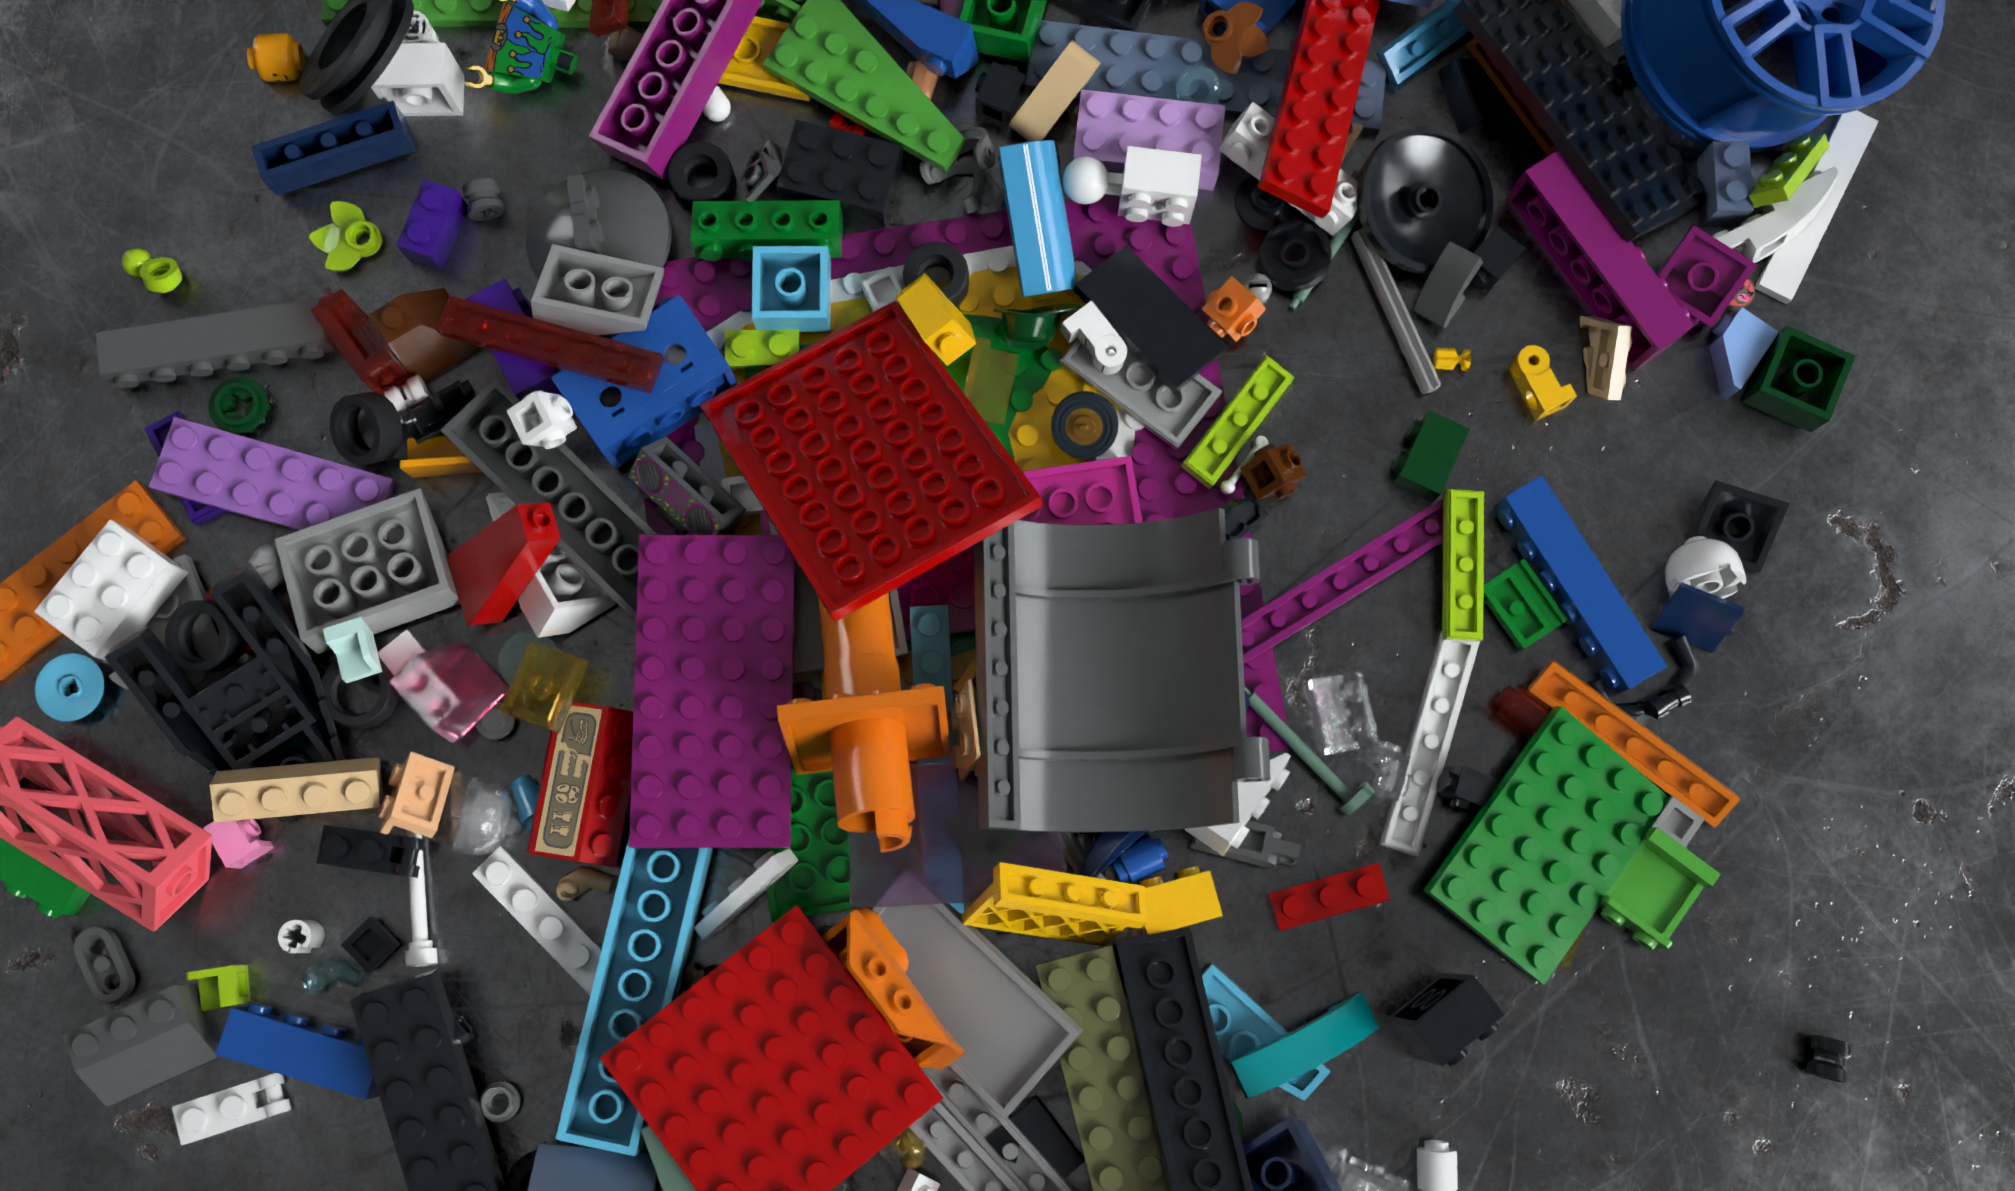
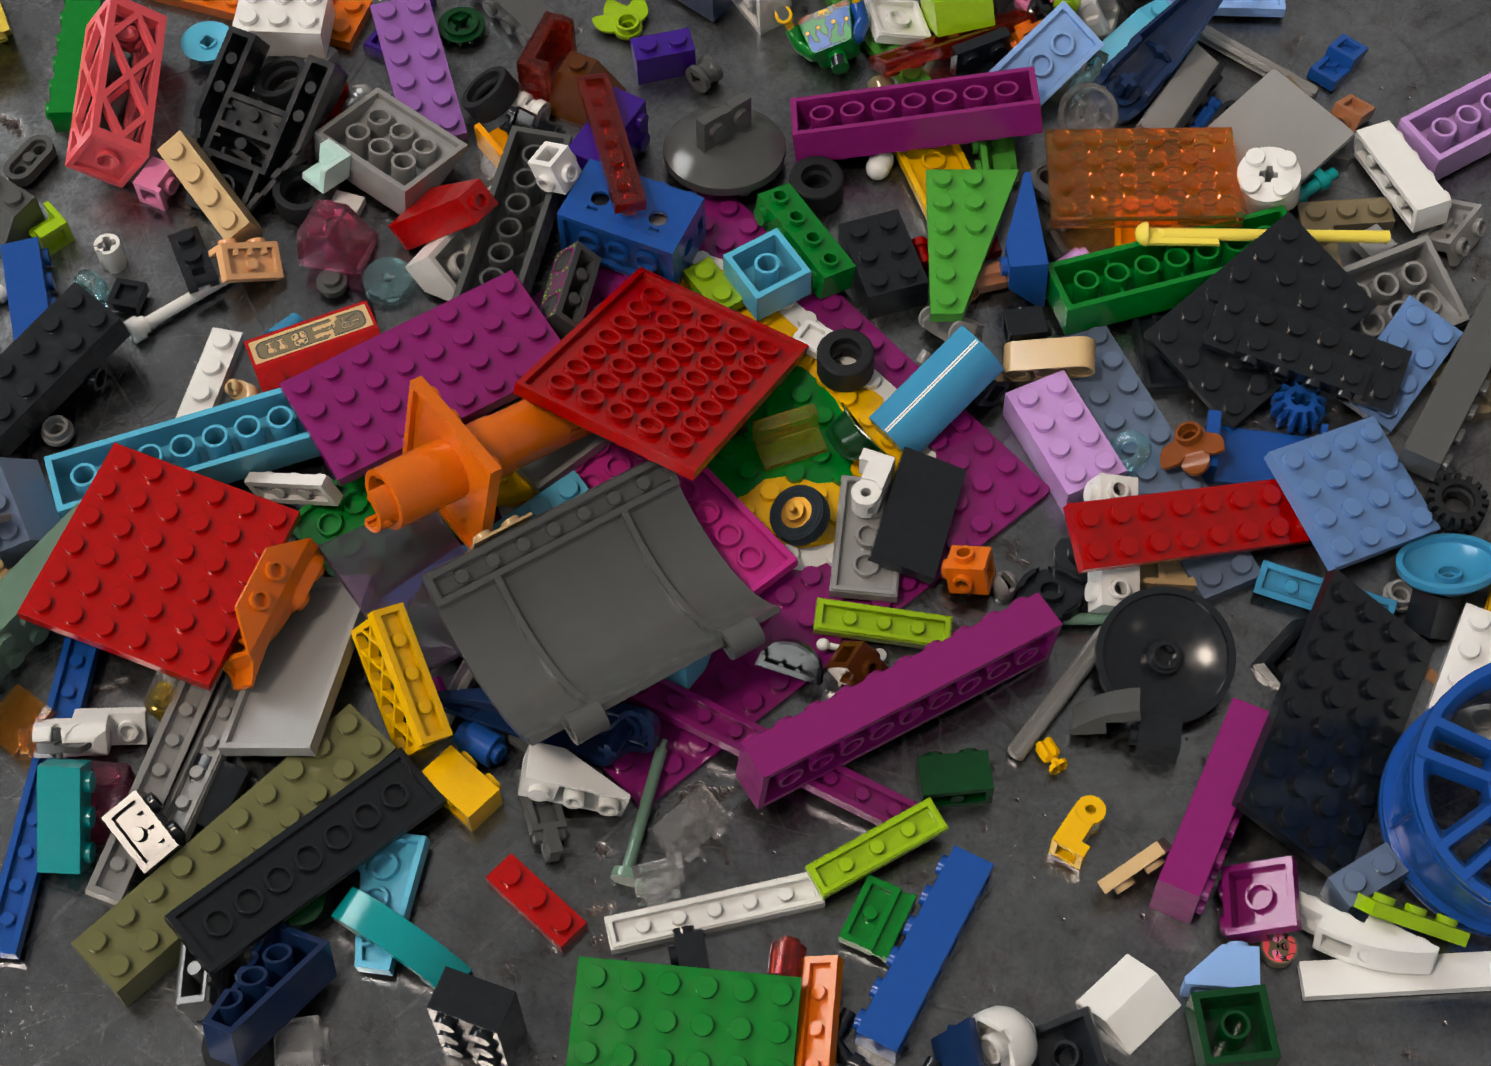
camera: 65 degrees right, 20 degrees down
(483, 818) = (254, 307): clear cylinder -> none
(544, 686) = (370, 287): clear yellow tile -> none
(595, 292) = (669, 149): light grey slope -> none
(761, 170) = (841, 211): dark grey slope -> none
(936, 319) = (807, 370): yellow slope -> none
(1152, 186) = (1017, 448): white brick -> none
(1345, 459) = (896, 700): none -> magenta brick
(1710, 444) = (1130, 1003): none -> white slope

